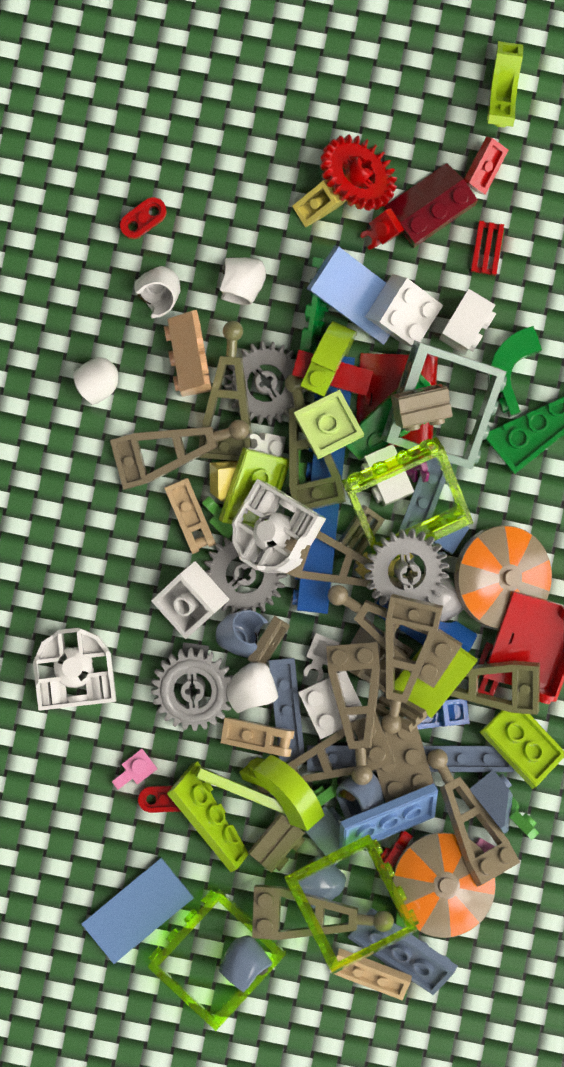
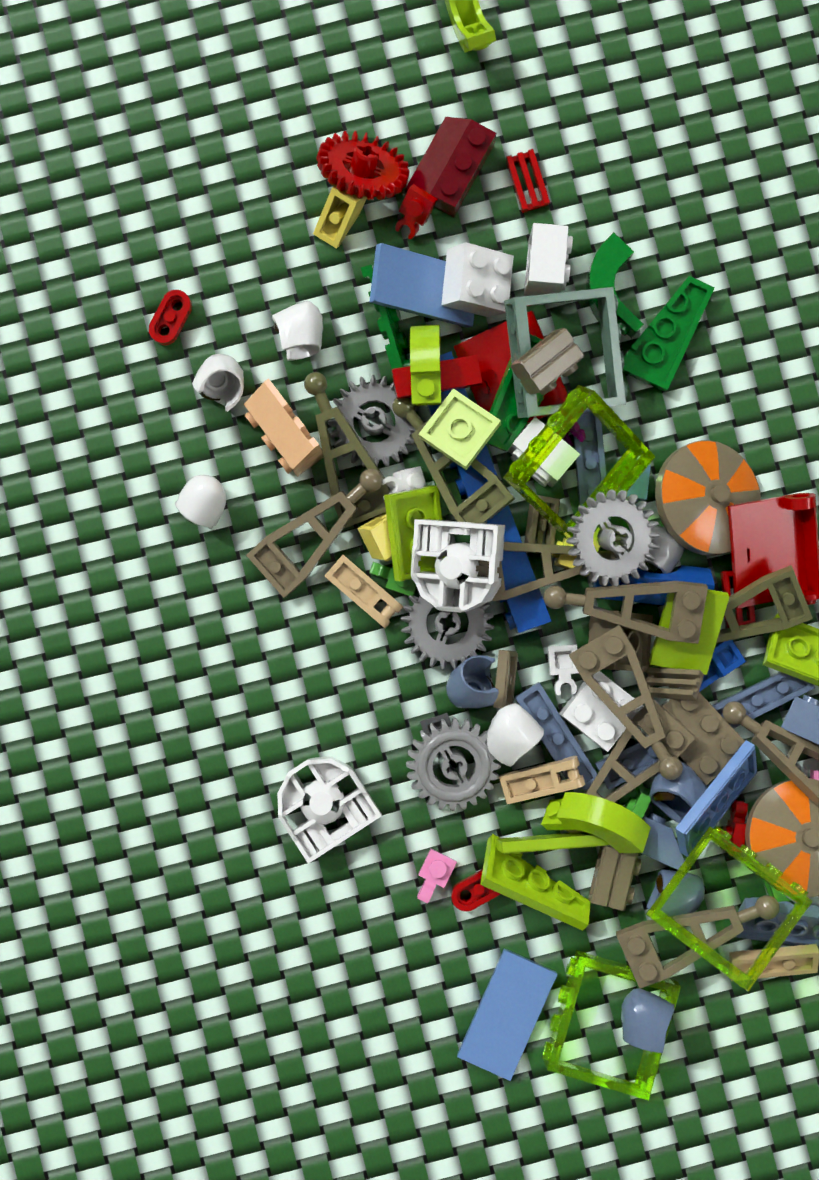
camera: 30 degrees left, 0 degrees up
(190, 600) = (407, 676): white brick -> none
(413, 614) = (646, 578): dark tan plate -> none
(485, 165) = (486, 97): plate -> none

